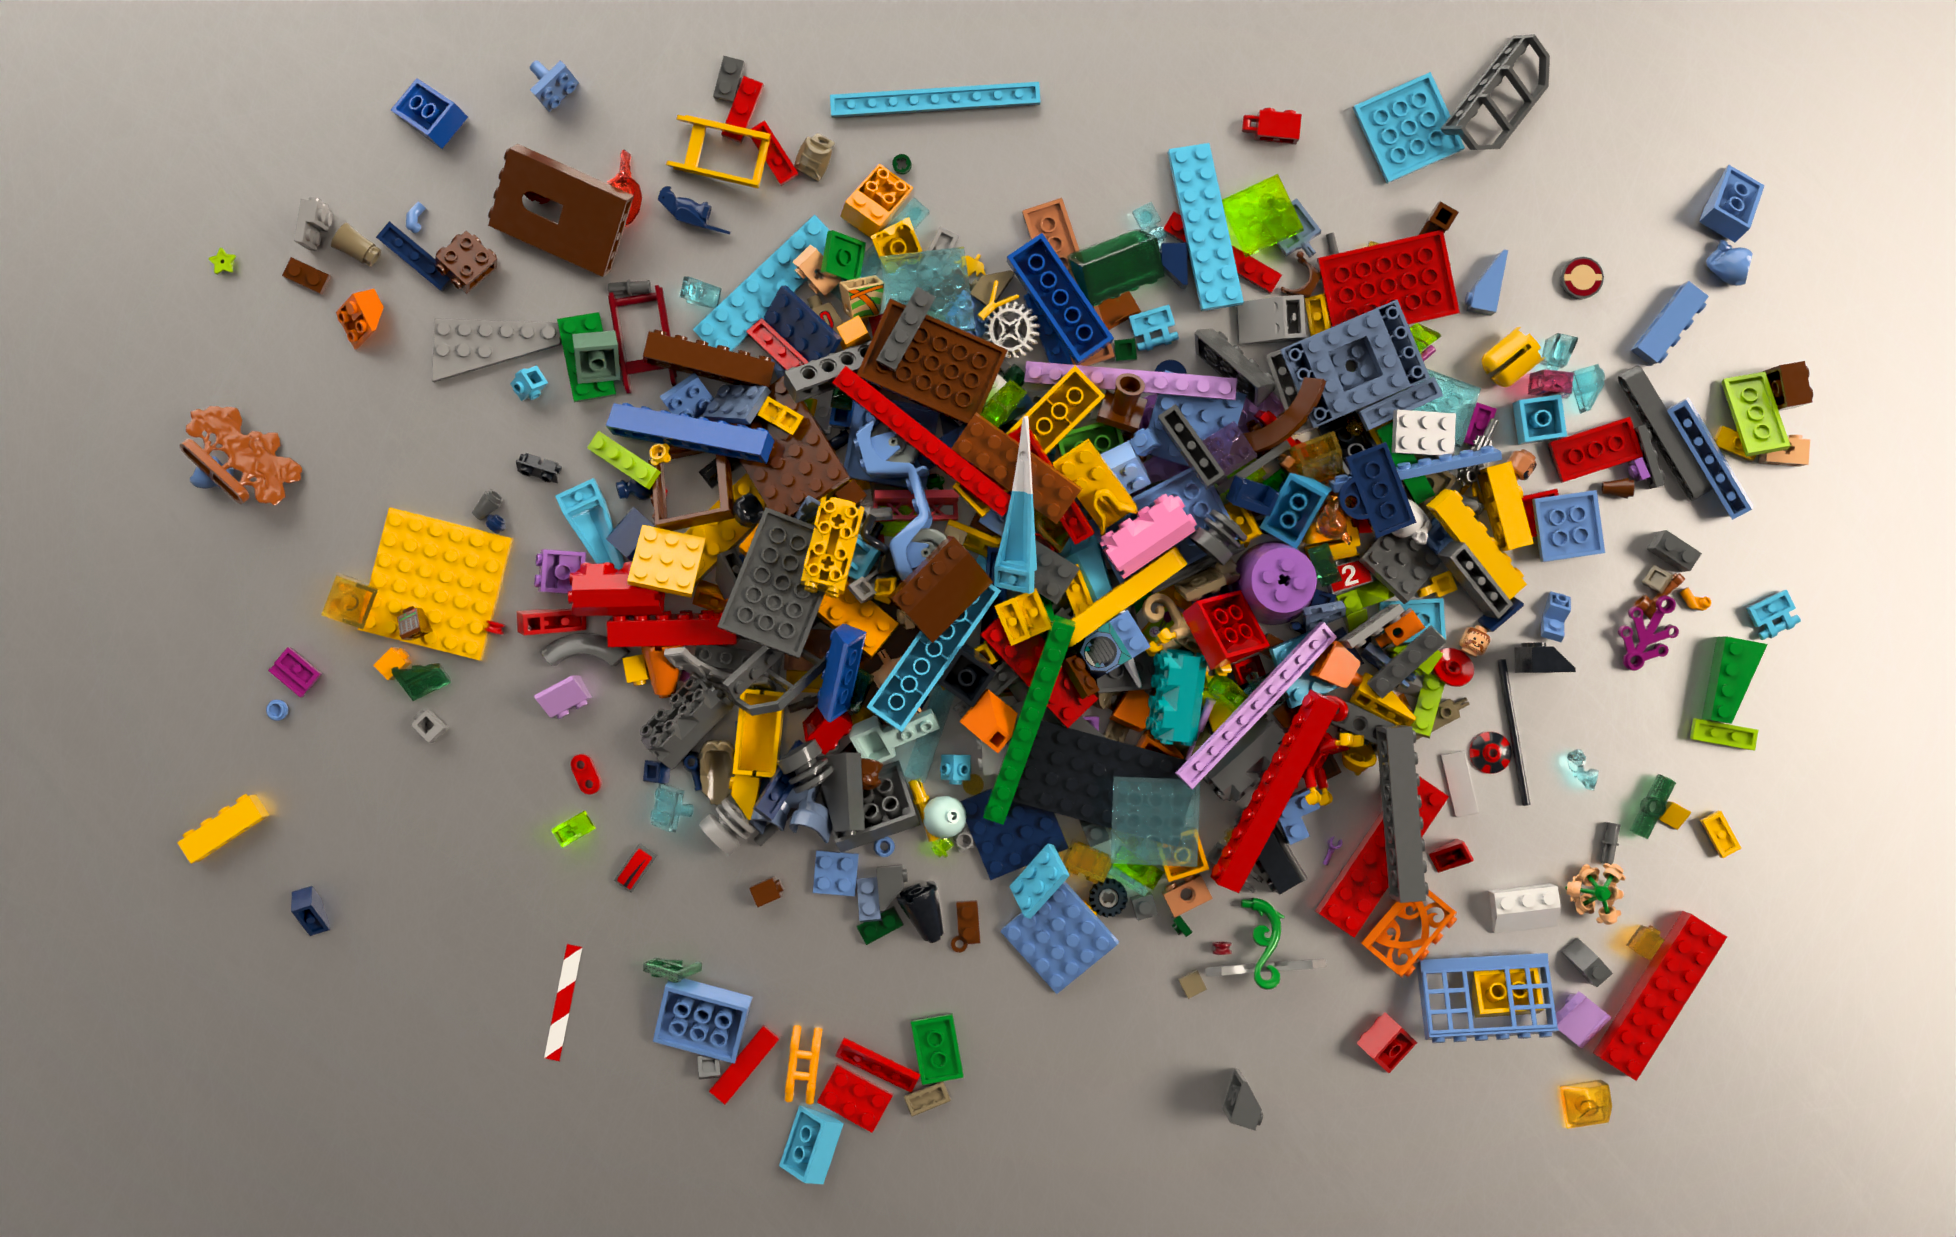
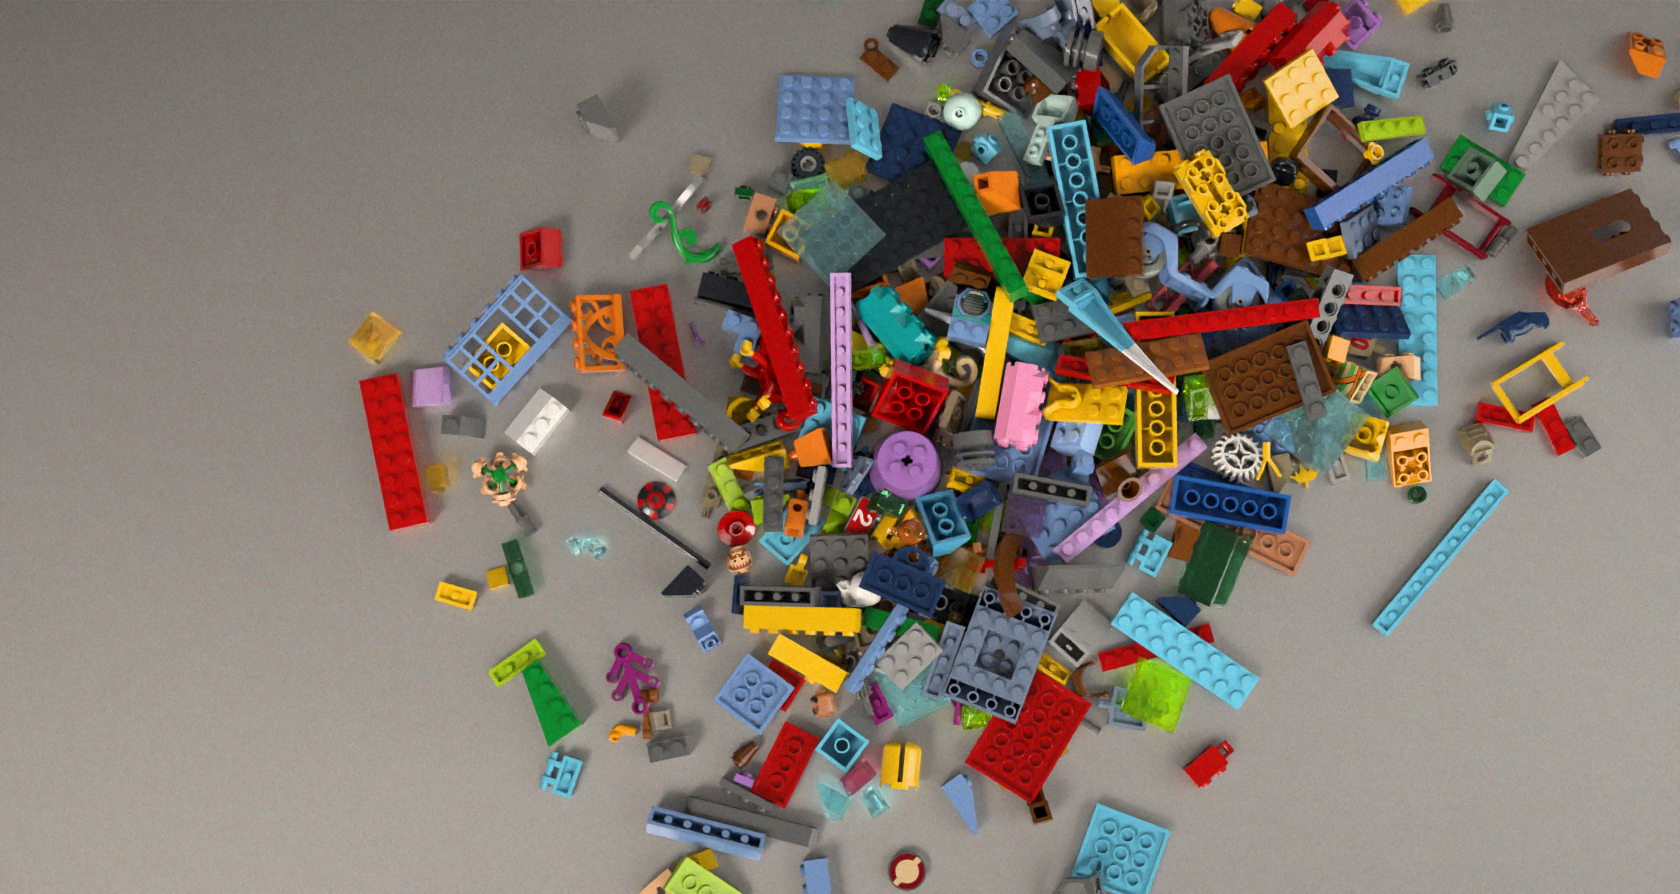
camera: 135 degrees right, 5 degrees down
(495, 523) = (1427, 12): dark blue plate -> none
(1148, 218) = (1225, 619): clear light blue plate -> none

